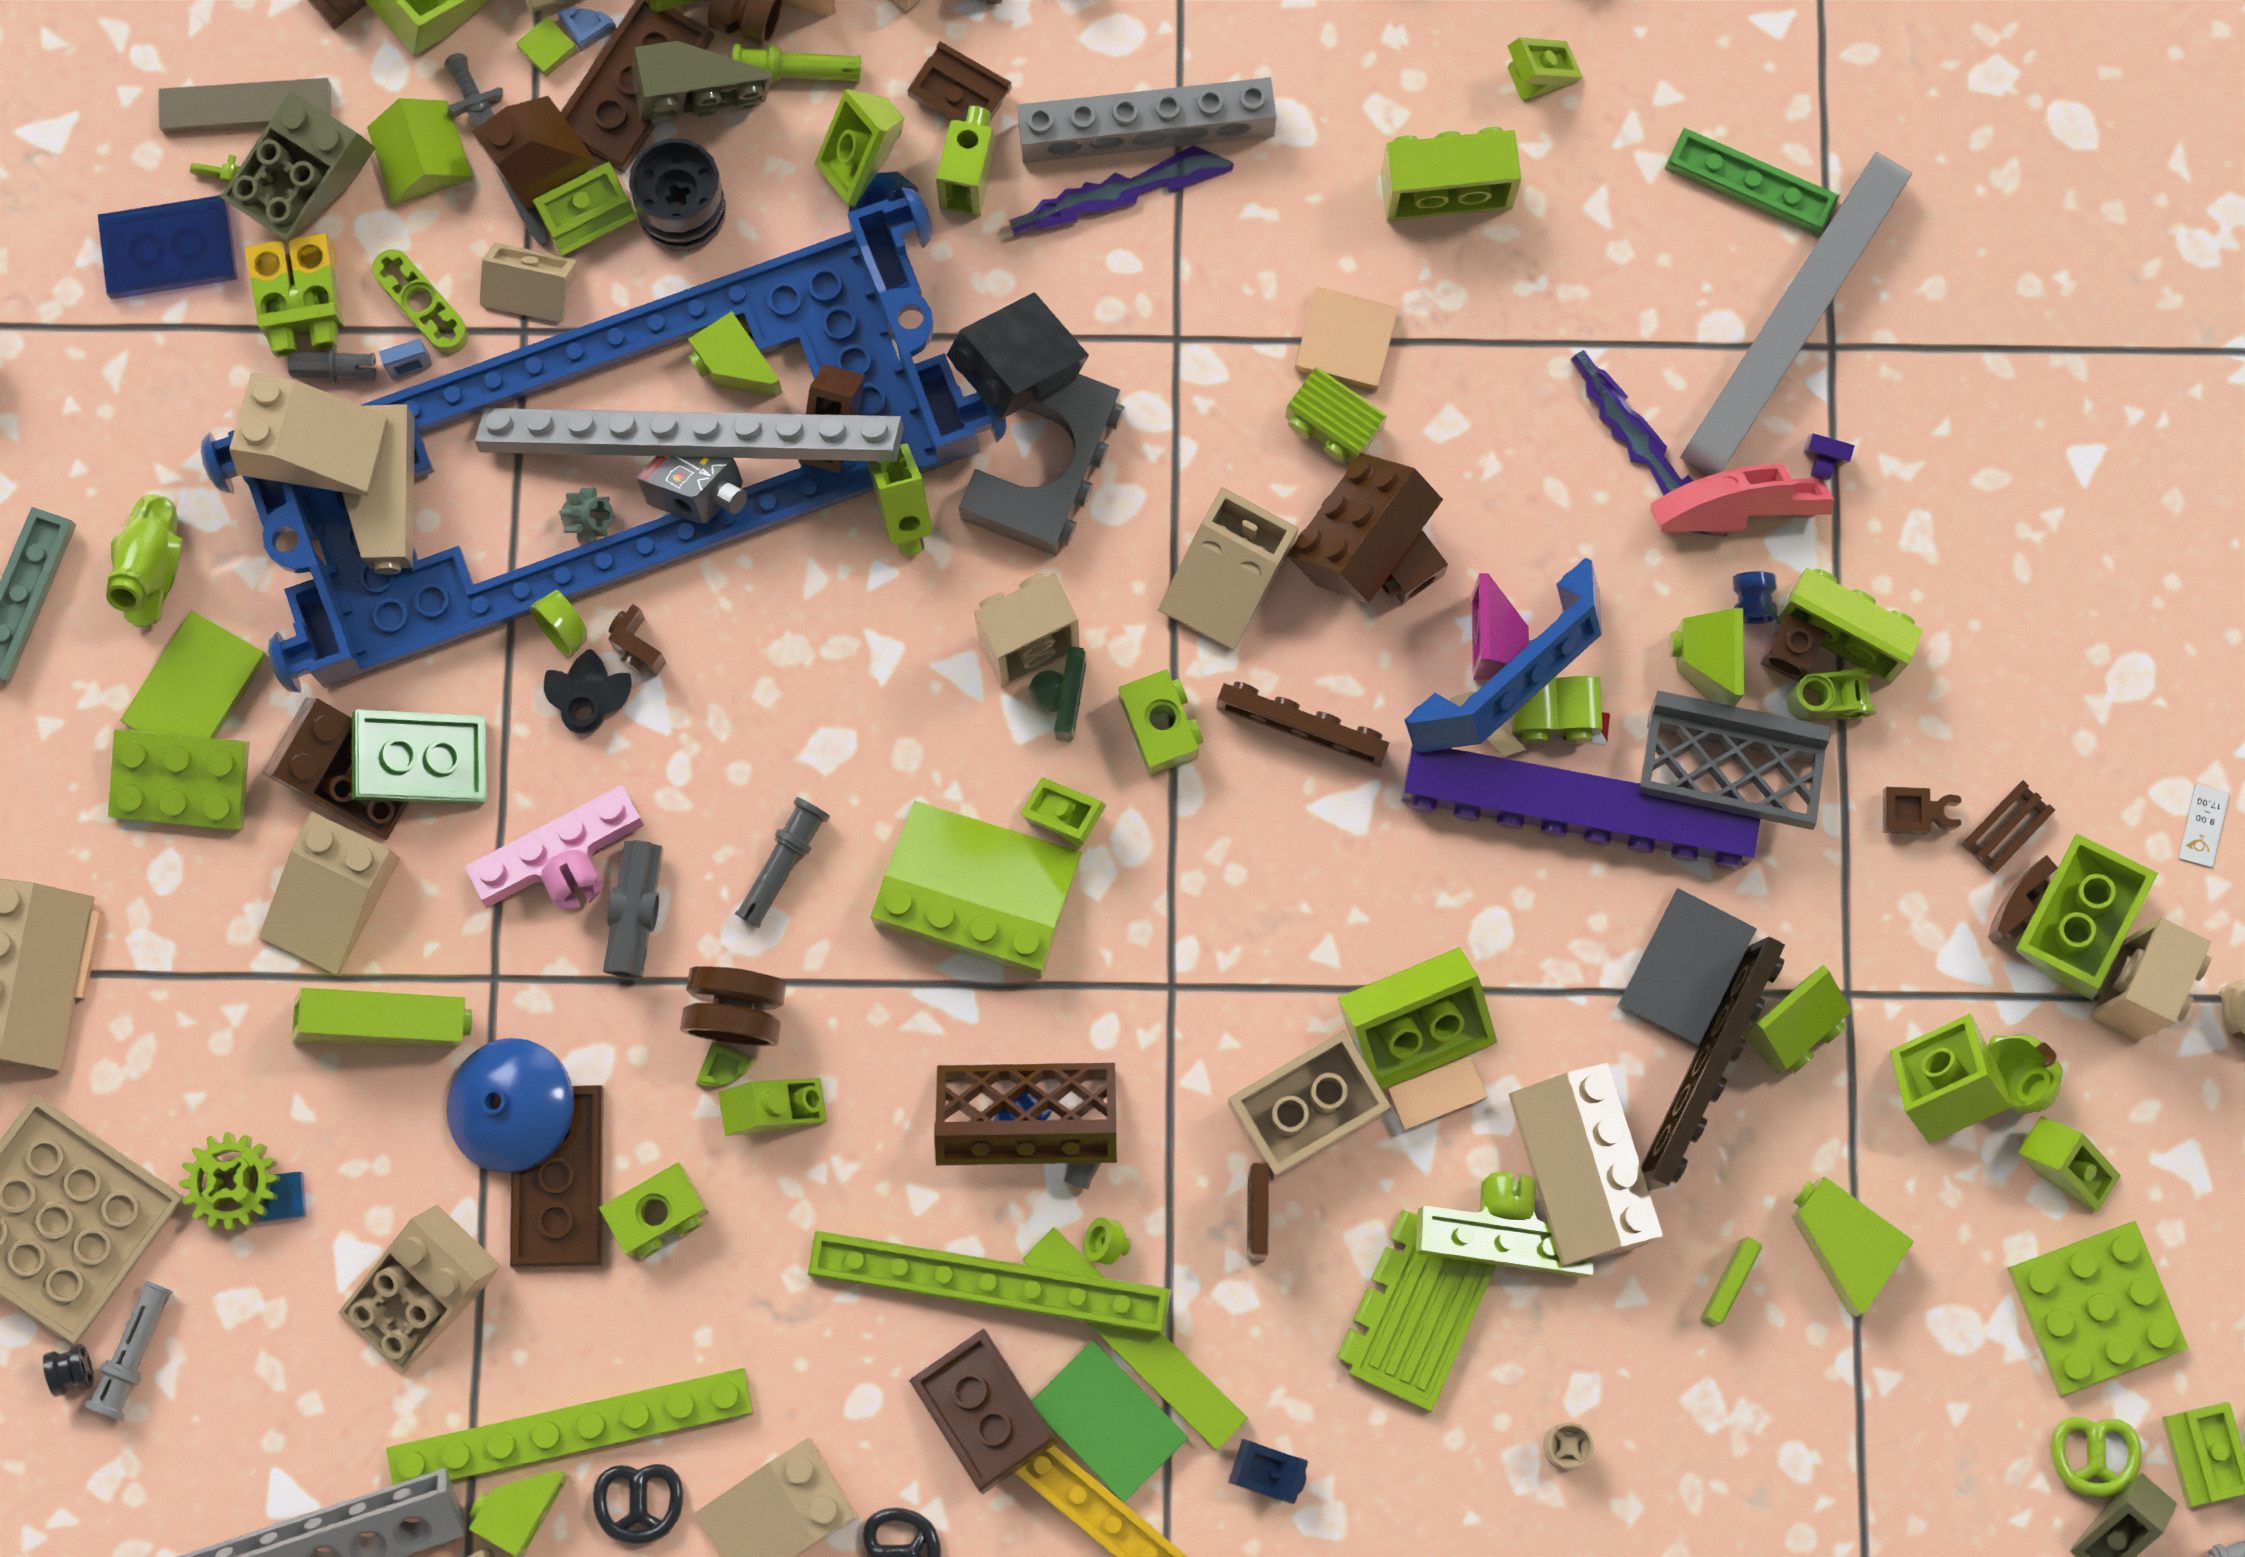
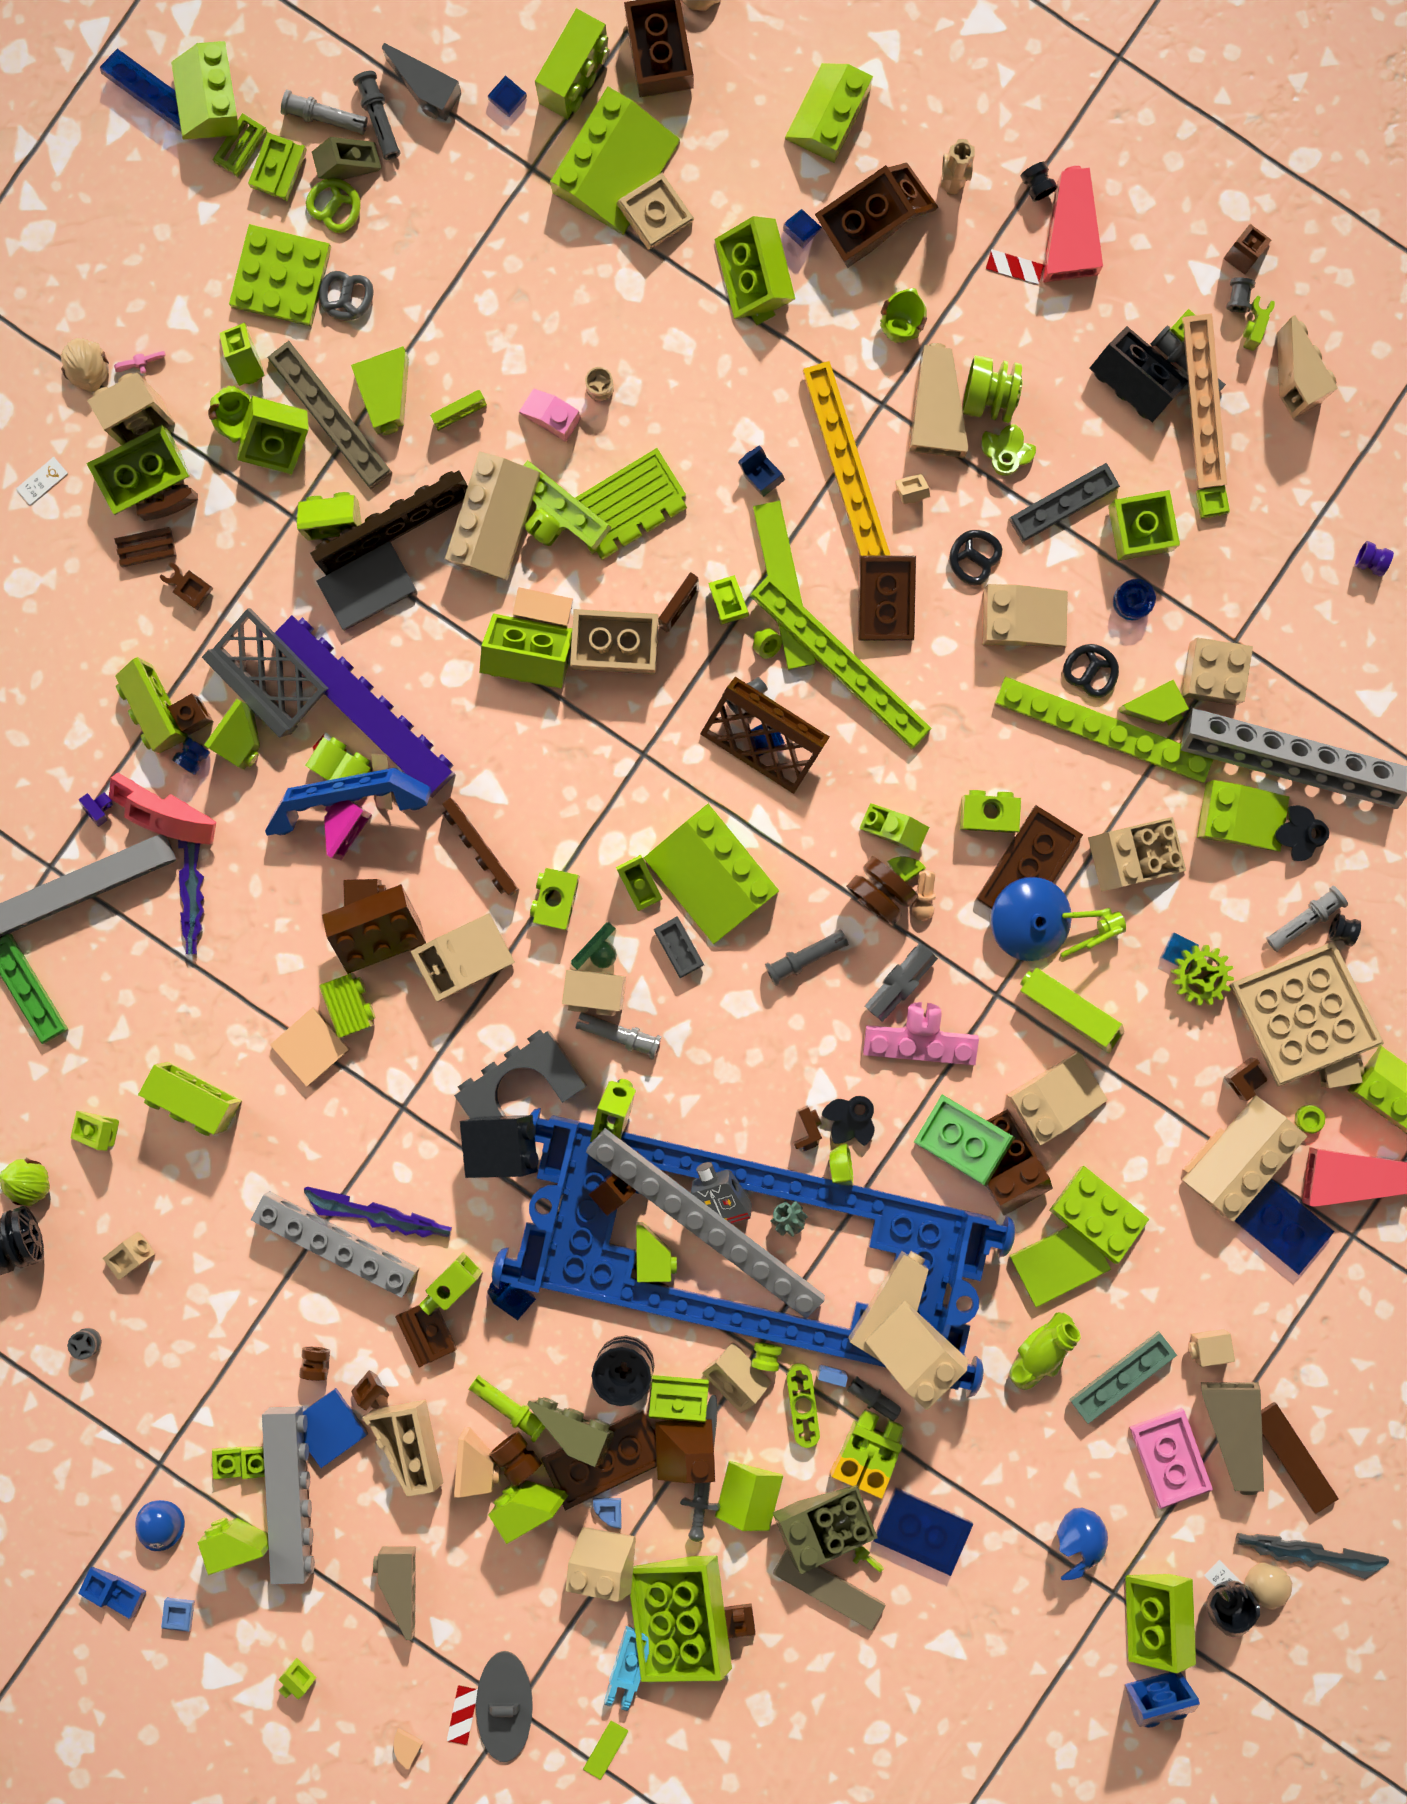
camera: 145 degrees left, 10 degrees up
(86, 1083) = (1246, 1079): none -> reddish brown panel
(213, 1462) = (1298, 833): none -> black plate
(303, 1435) = (1242, 815): none -> lime slope
(396, 1163) = (1109, 926): none -> lime plant
(505, 328) = (766, 1356): none -> lime wheel
(546, 46) = (639, 1512): lime tile -> none
(673, 1044) = (923, 908): none -> light nougat axle
(858, 142) = (504, 1335): lime slope -> none
(941, 609) = (632, 1039): none -> light grey pin
(957, 765) = (678, 947): none -> dark grey plate
(1108, 1421) = (825, 552): bright green tile -> none
(1194, 1262) = (728, 600): none -> lime slope
(1606, 1360) = (551, 413): none -> bright pink slope
(1841, 696) = (184, 674): lime piece -> none
(1897, 1163) = (329, 414): none -> dark tan tile
(1991, 1338) = (345, 295): none -> dark grey piece
(2195, 1065) = (139, 361): none -> bright pink piece

